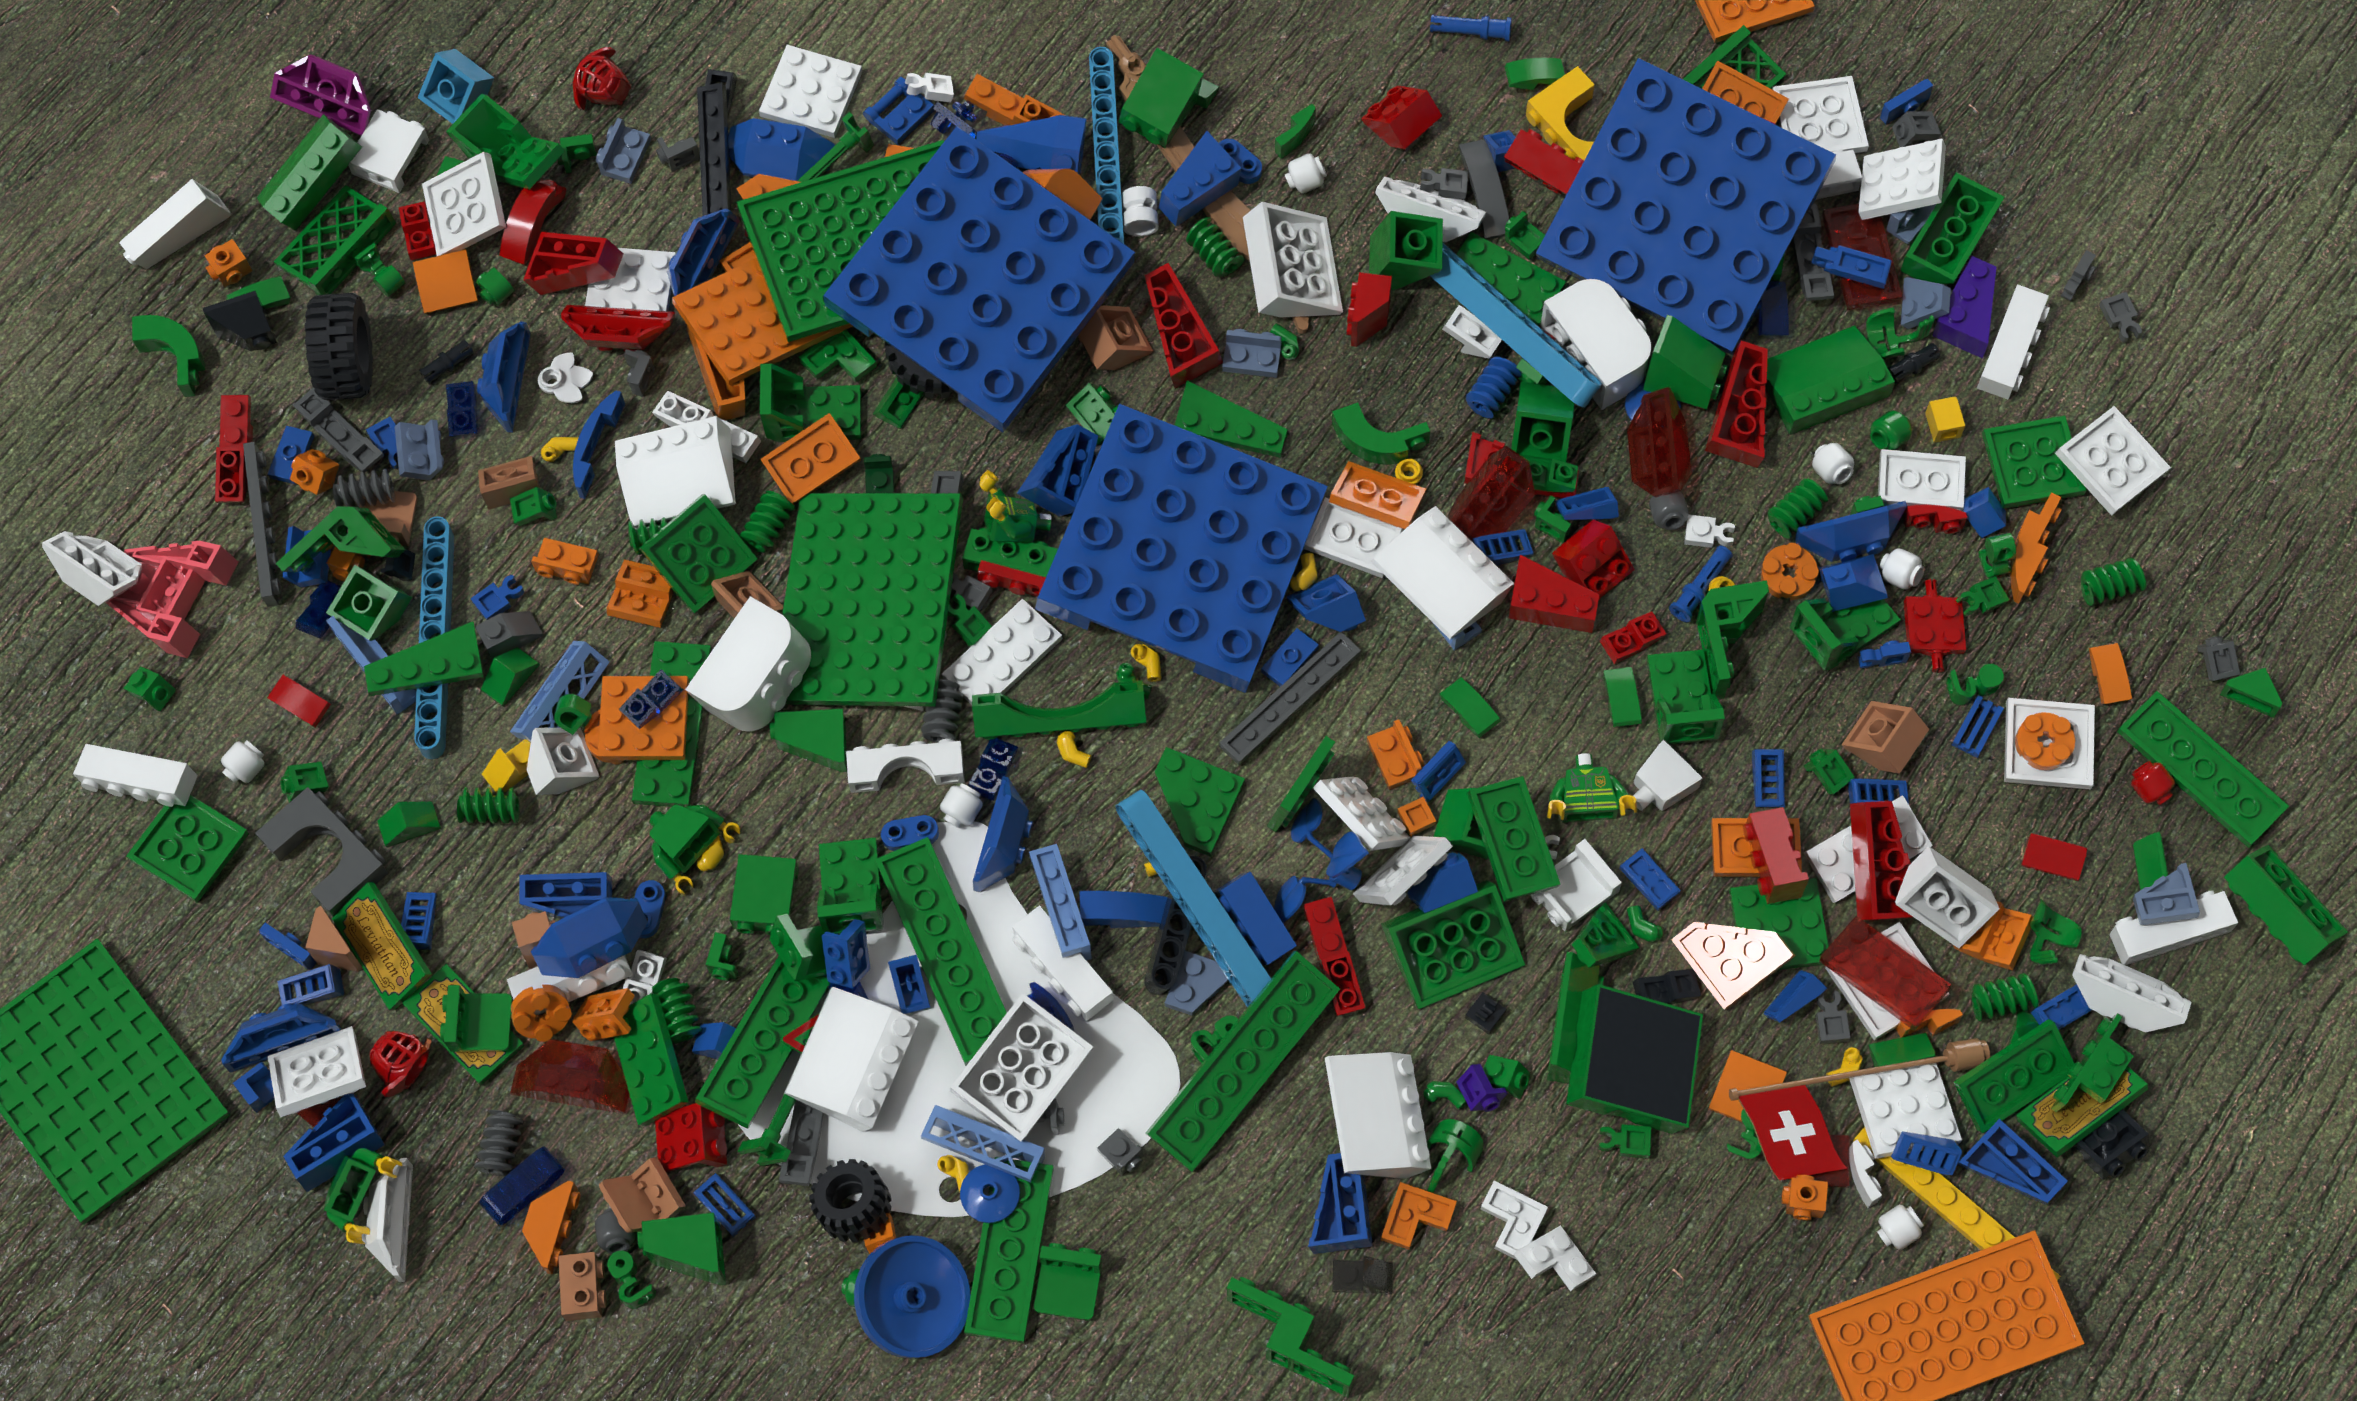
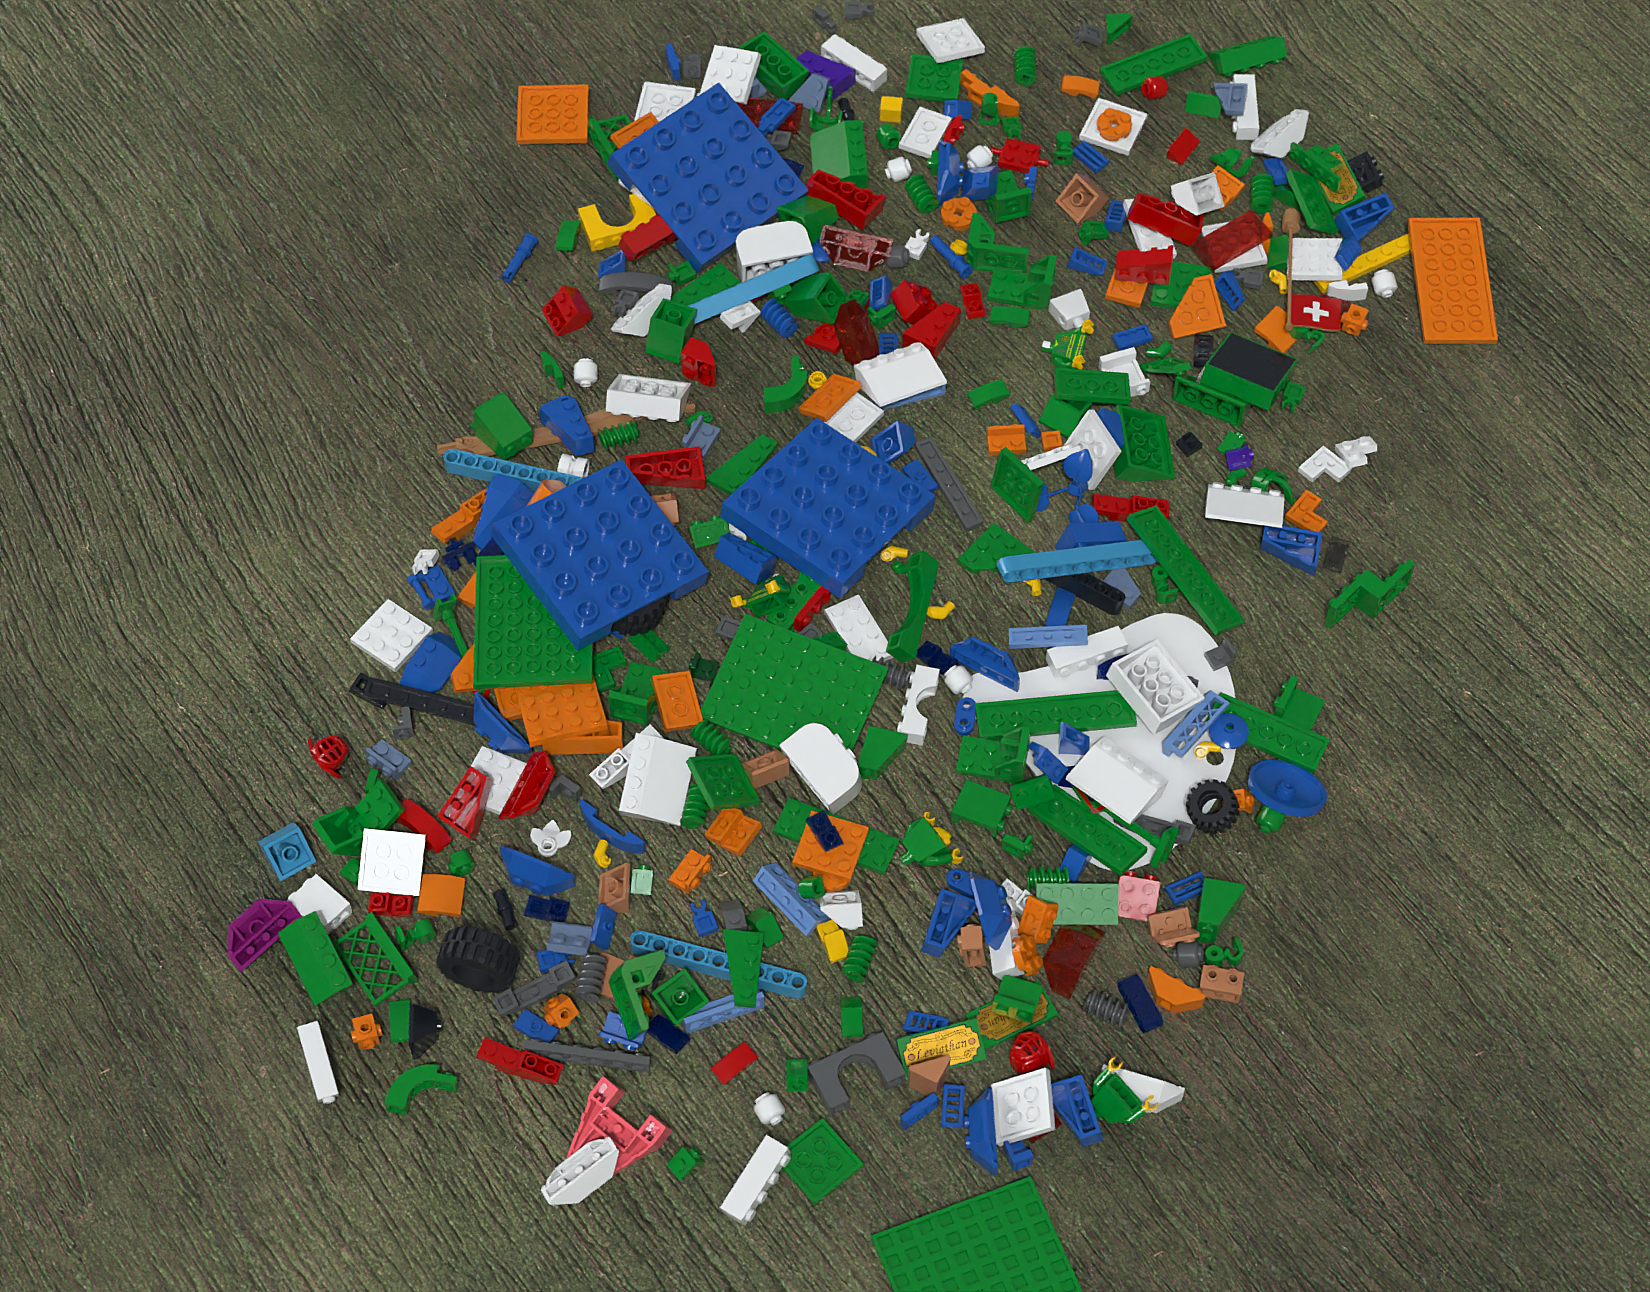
camera: 75 degrees left, 10 degrees down
(450, 482) = (603, 927): none -> blue plate

